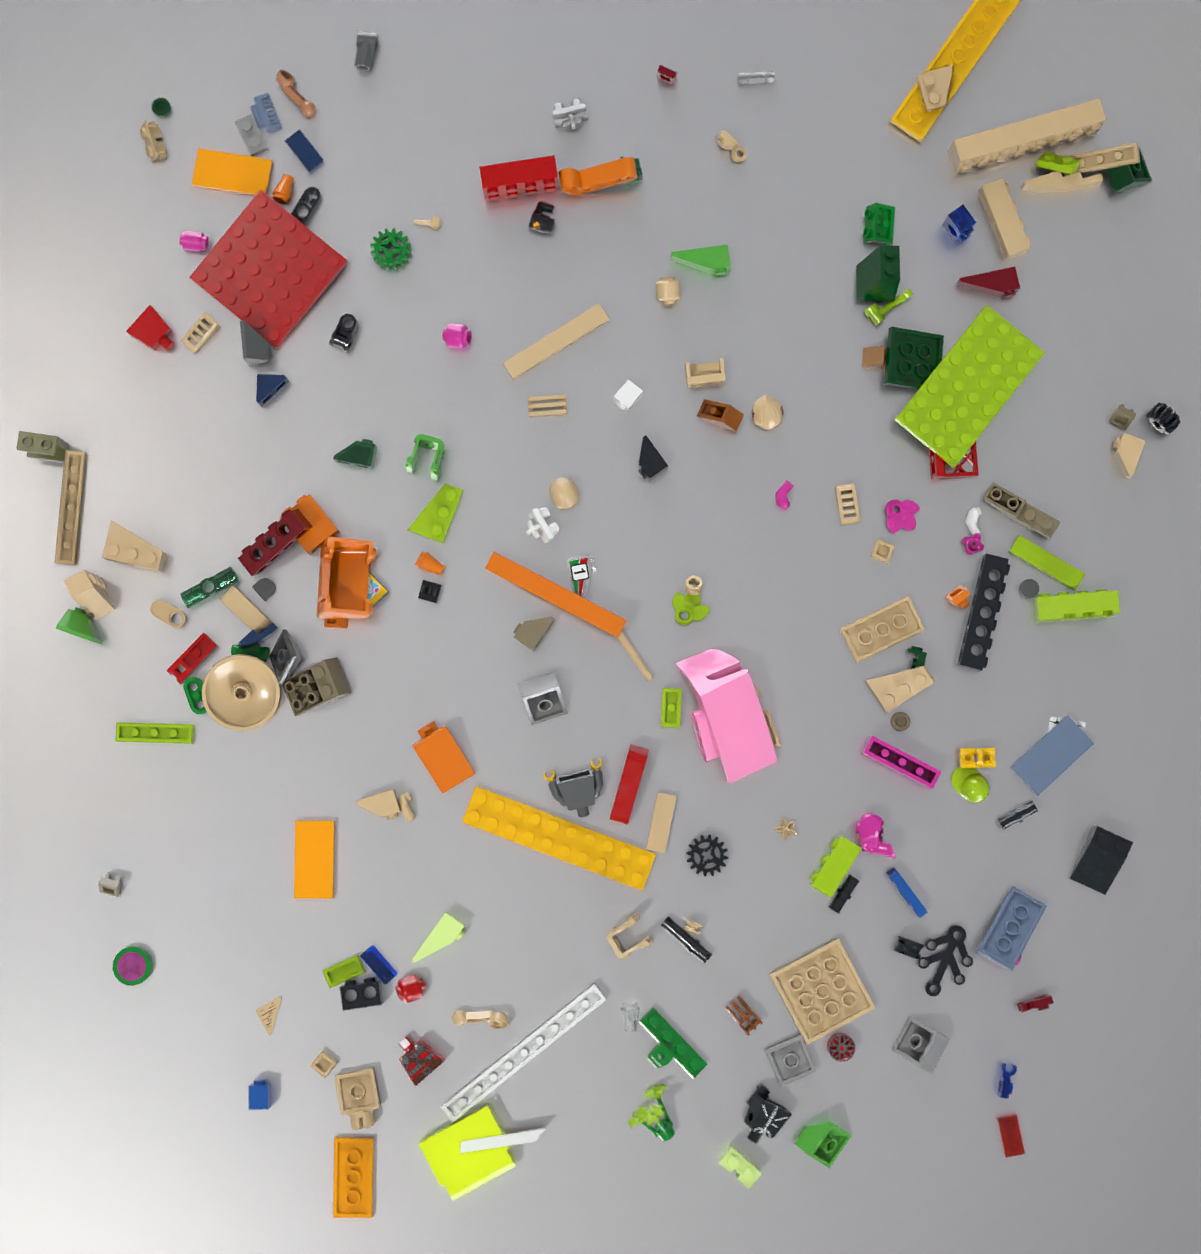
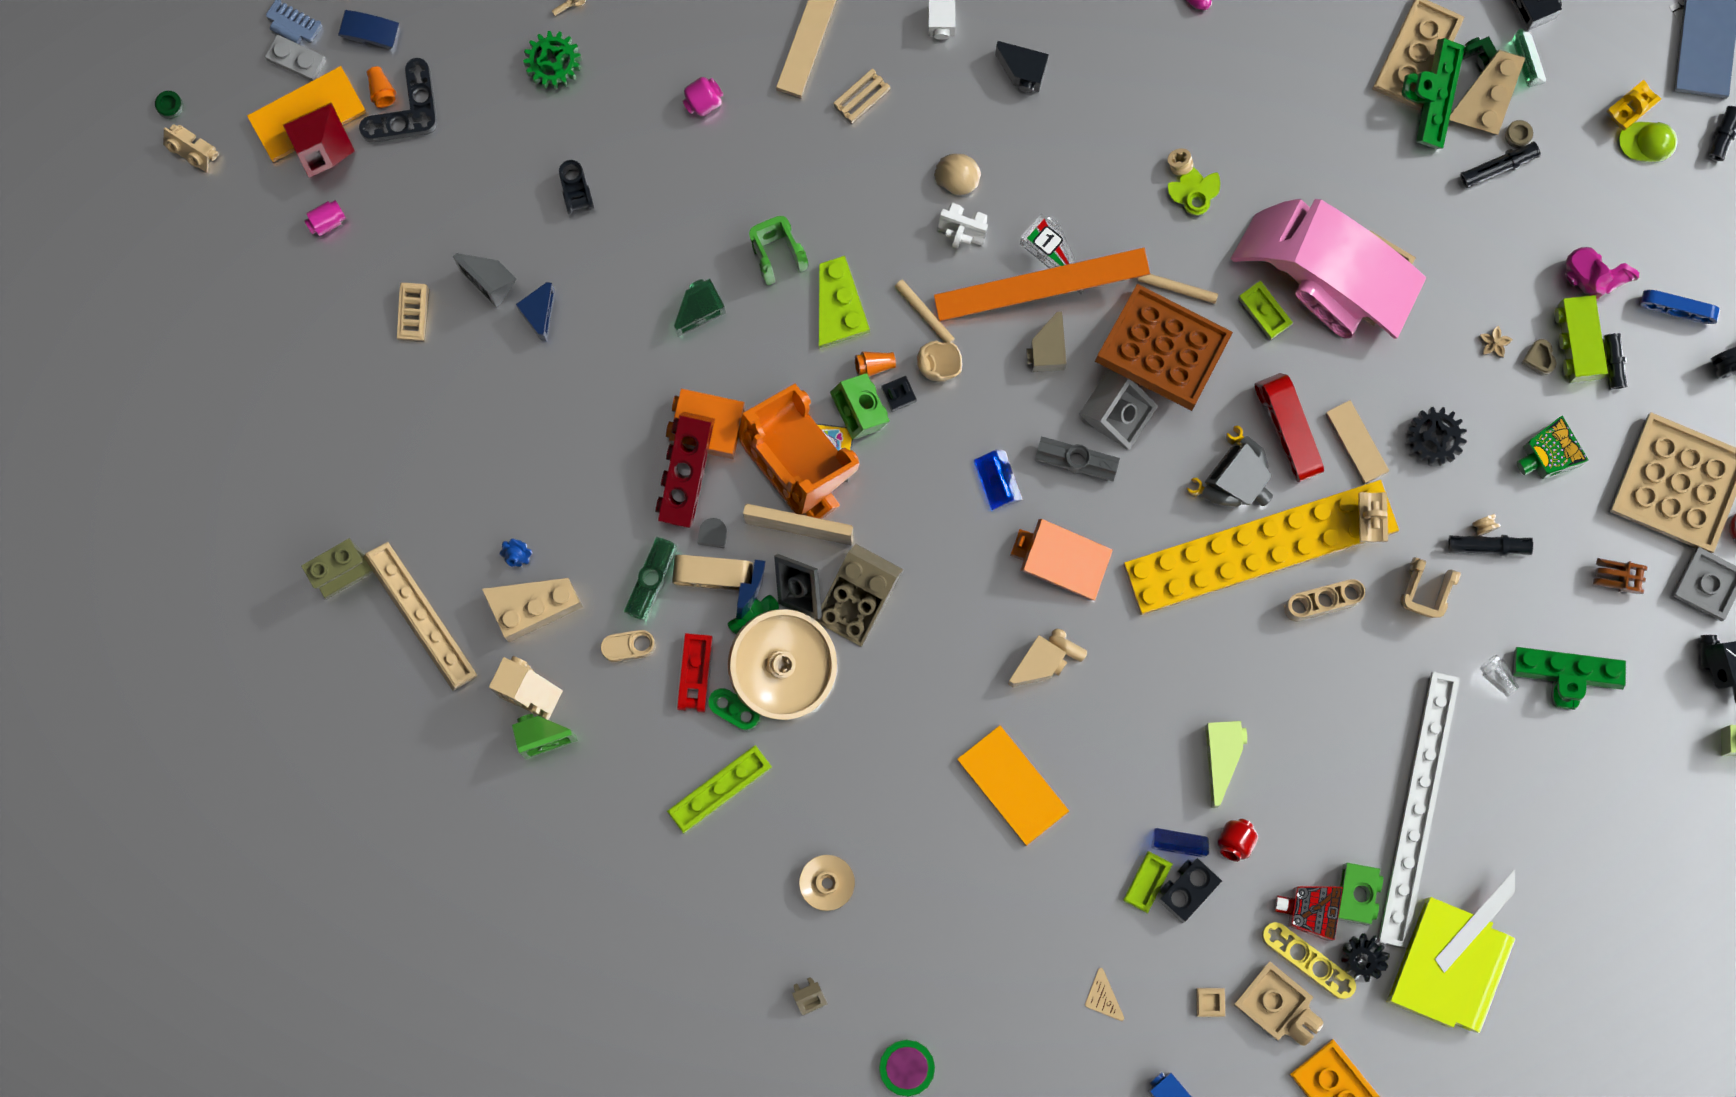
camera: 40 degrees left, 5 degrees down
(148, 514) = (515, 552): none -> blue plant
(151, 330) = (356, 350): red torso -> none
(160, 835) = (819, 869): none -> tan dish
(224, 194) = (319, 139): none -> dark red slope
(268, 269) = (433, 183): red plate -> none
(311, 621) = (798, 524): none -> tan tile
(392, 589) = (859, 420): none -> bright green brick
(393, 1085) = (1311, 956): none -> light yellow beam
(425, 1109) = (1354, 957): none -> black gear
(445, 683) = (998, 479): none -> clear blue slope
(457, 1061) = (1366, 878): none -> bright green brick
(465, 591) = (939, 361): none -> tan hair
(481, 557) = (924, 312): none -> tan bar
(489, 697) = (1059, 454): none -> dark grey piece
(496, 1020) = (1360, 798): tan piece -> none
(558, 896) = (1334, 591): none -> tan beam
(594, 684) = (1164, 347): none -> dark orange plate
(629, 873) = (1373, 517): none -> tan hips
(663, 1128) = (1638, 767): plant -> none
(764, 915) = (1552, 451): none -> torso
(804, 857) = (1540, 357): none -> dark tan tile
(870, 661) = (1436, 91): none -> green plate
(872, 730) = (1510, 160): none -> black pin
(901, 762) = (1558, 172): dark pink brick -> none
(942, 683) = (1532, 66): none -> clear green slope

